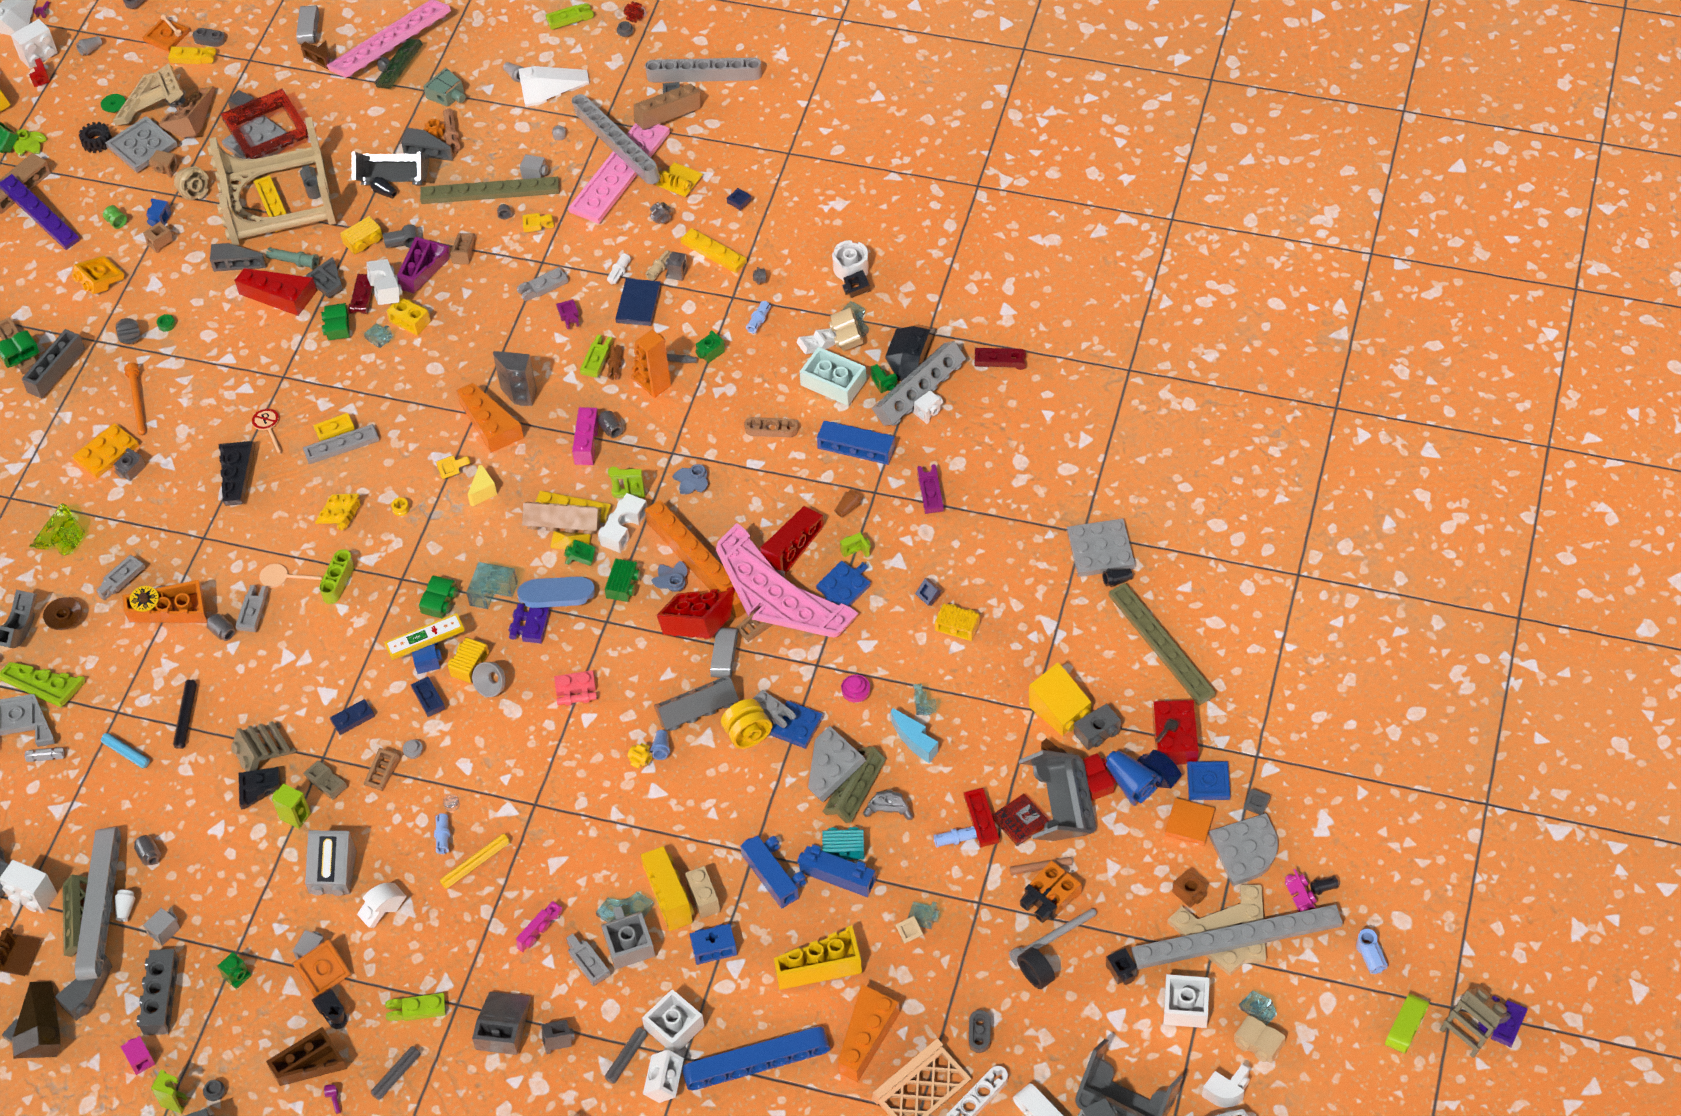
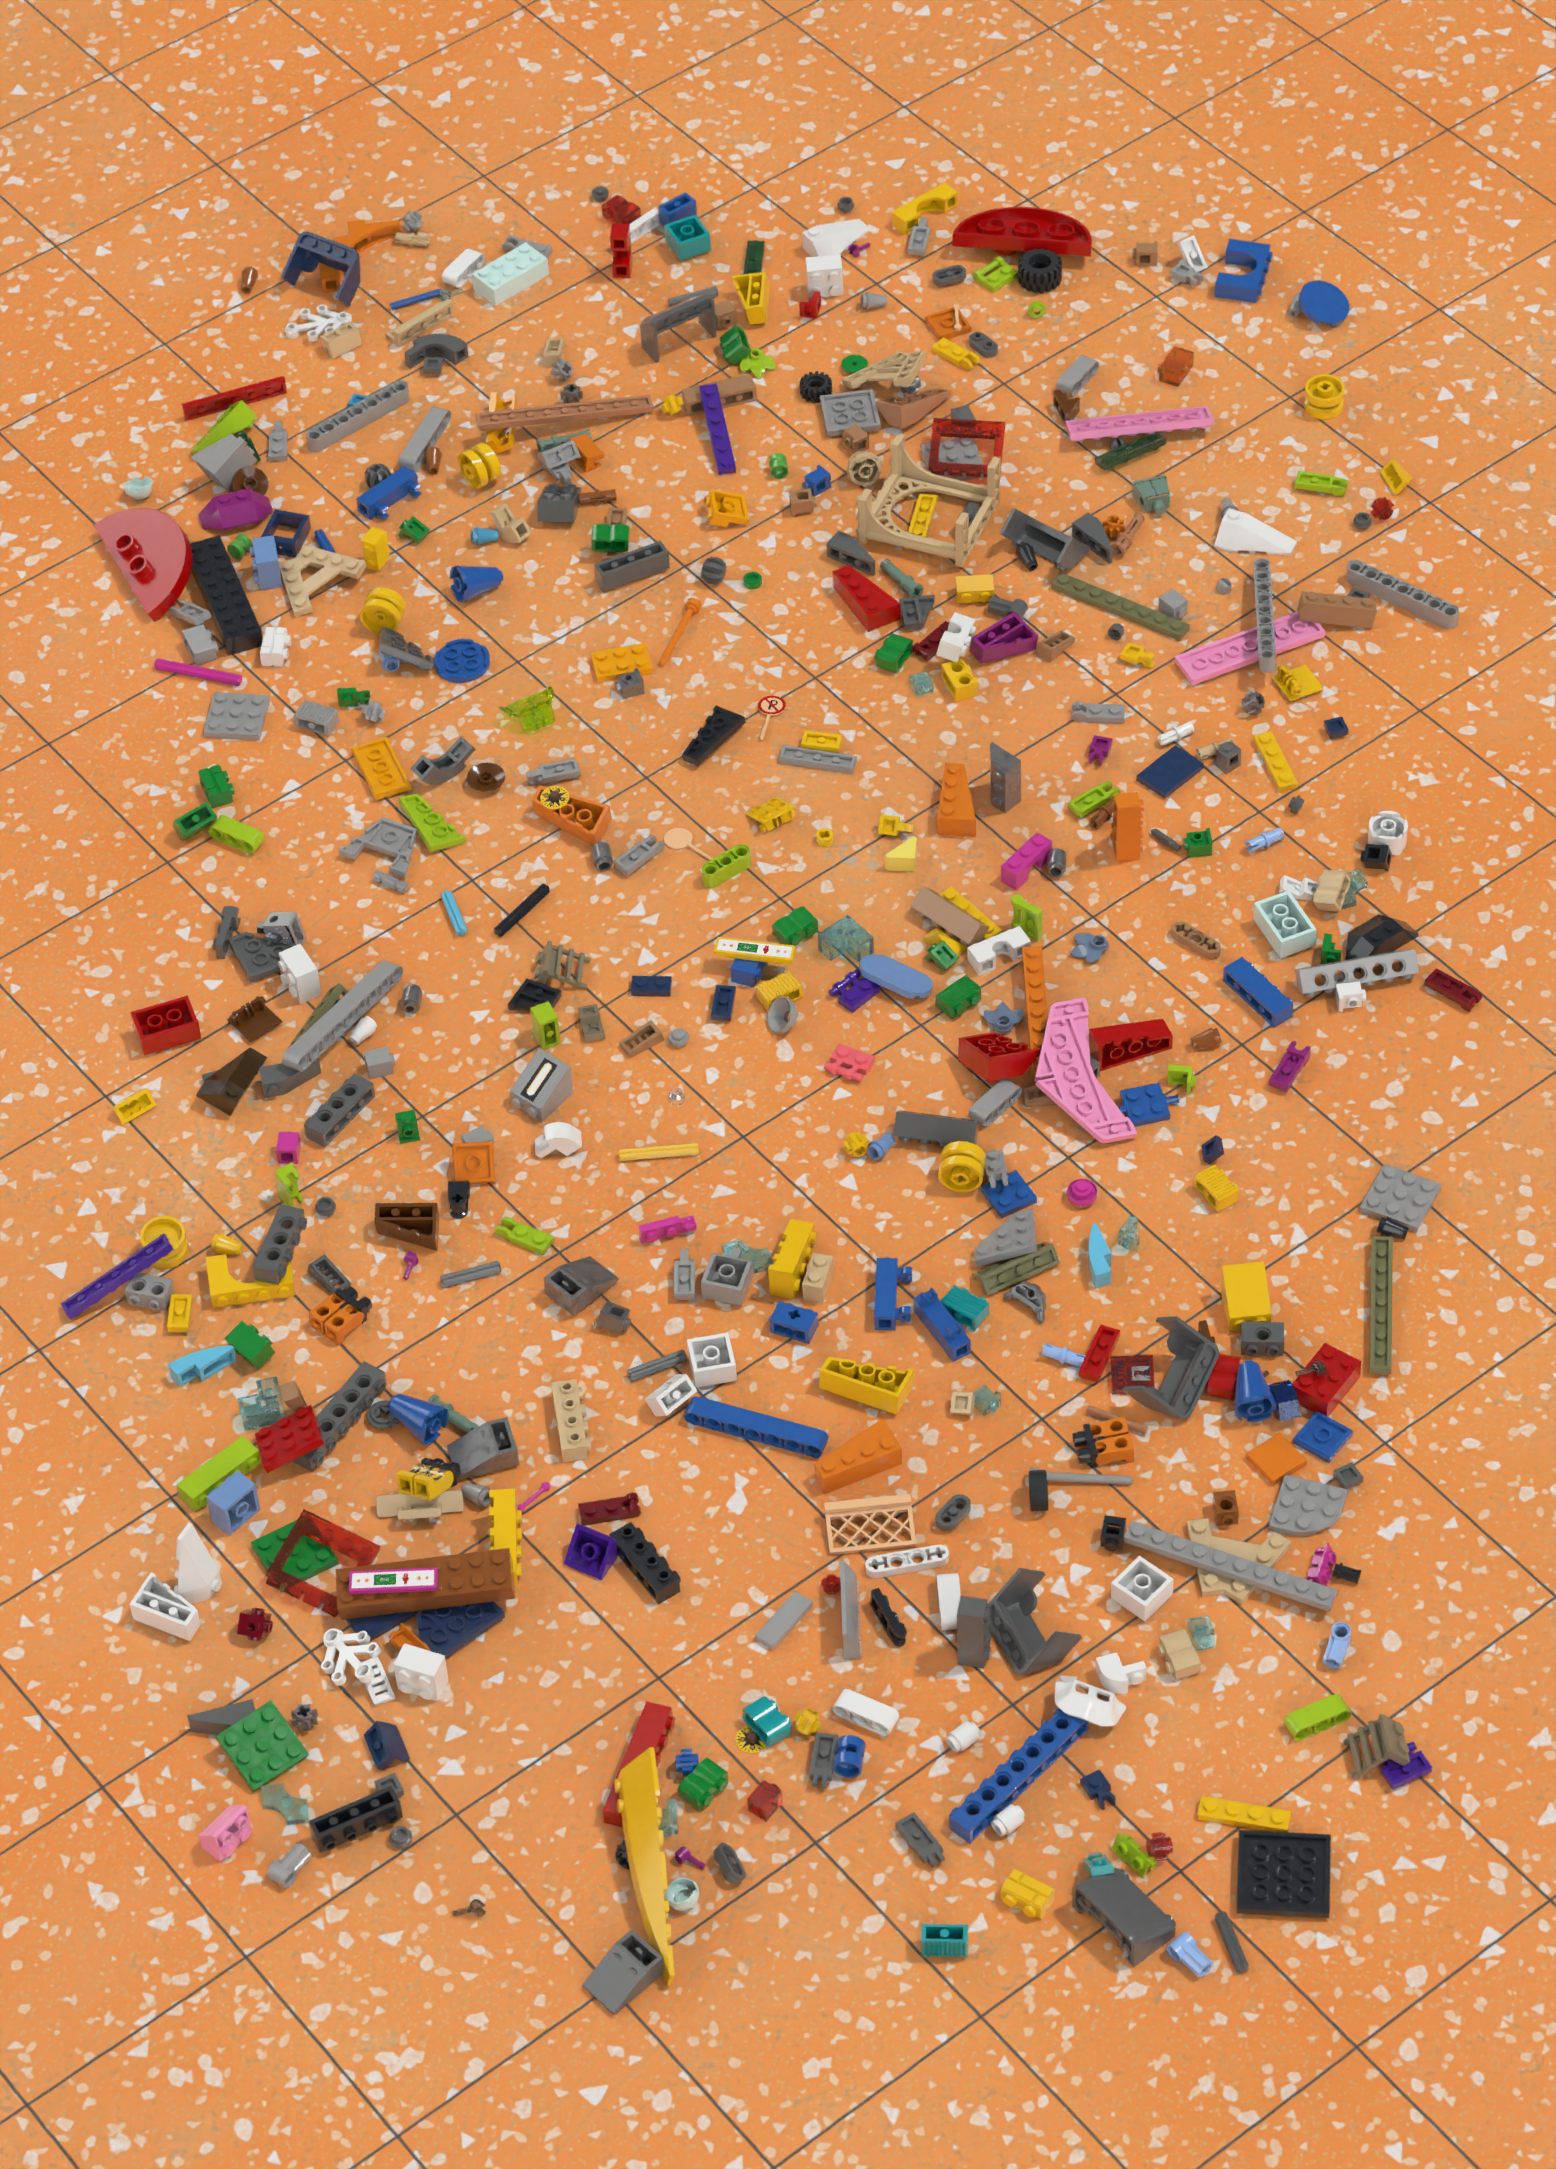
camera: 35 degrees right, 5 degrees down
(442, 833) = (648, 1115): light blue pin -> none

